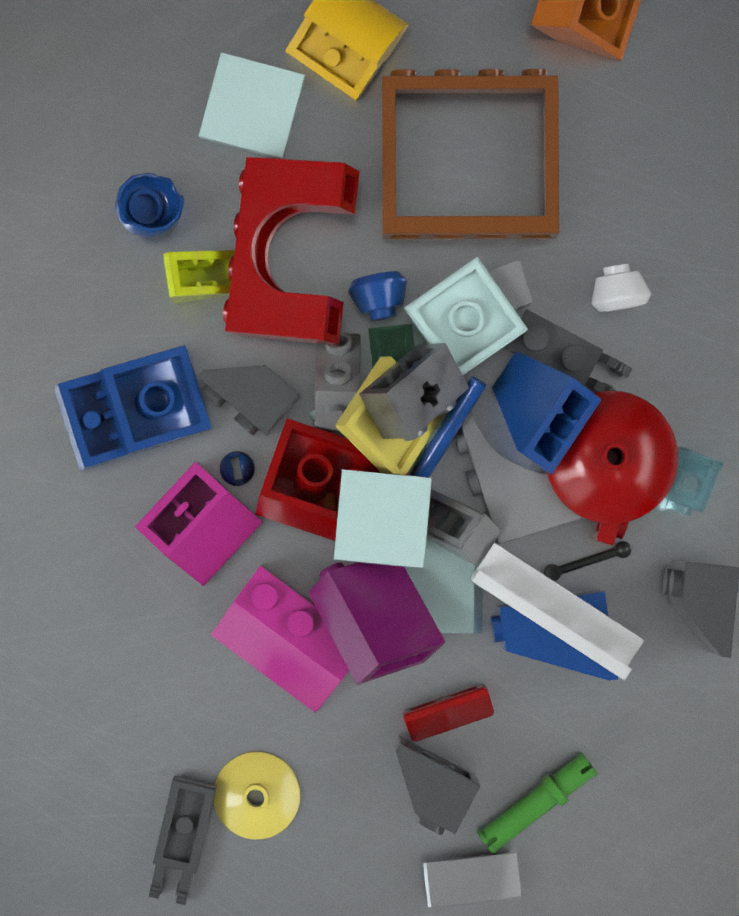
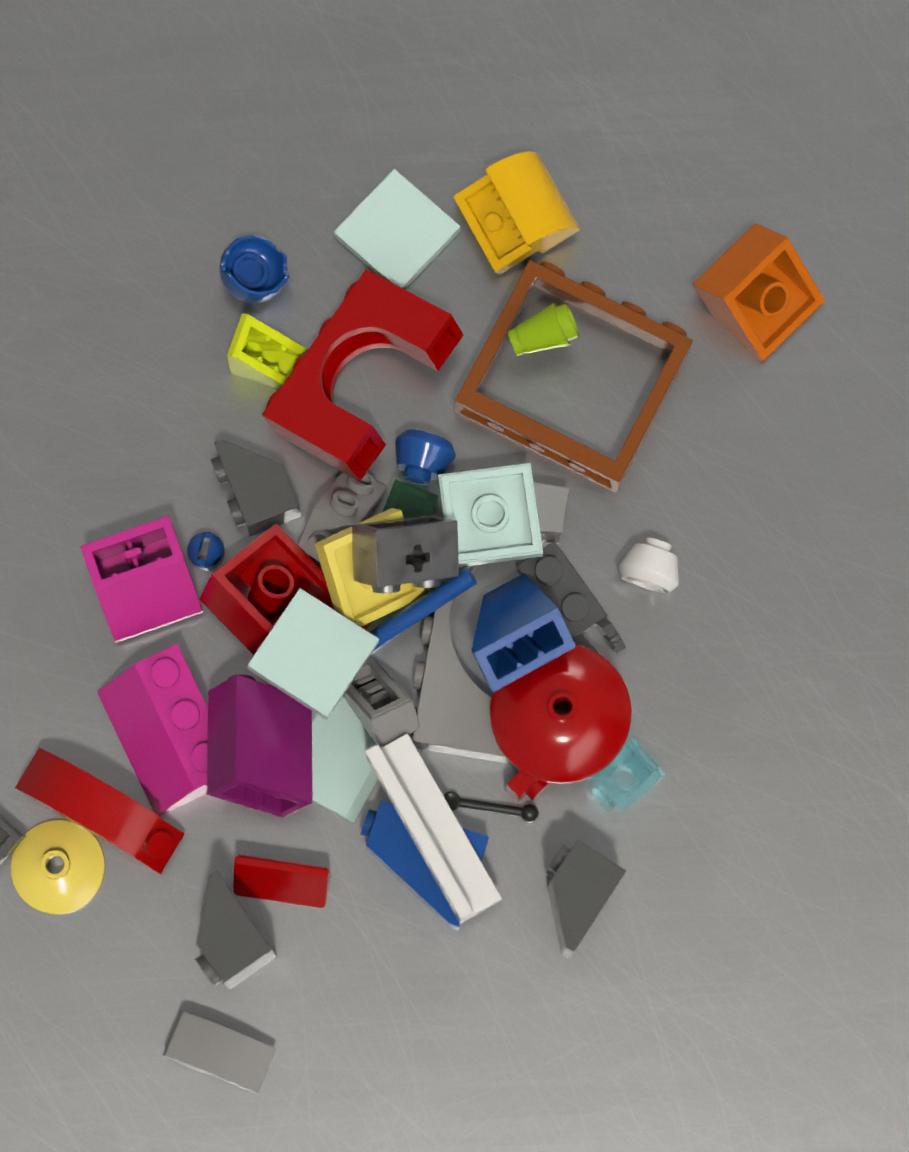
camera: 25 degrees right, 10 degrees down
(132, 407) = (138, 444): blue slope -> none
(267, 737) = (100, 809): none -> red arch
(430, 134) = (545, 330): none -> lime cone
(538, 802) = (321, 1011): bright green pin -> none

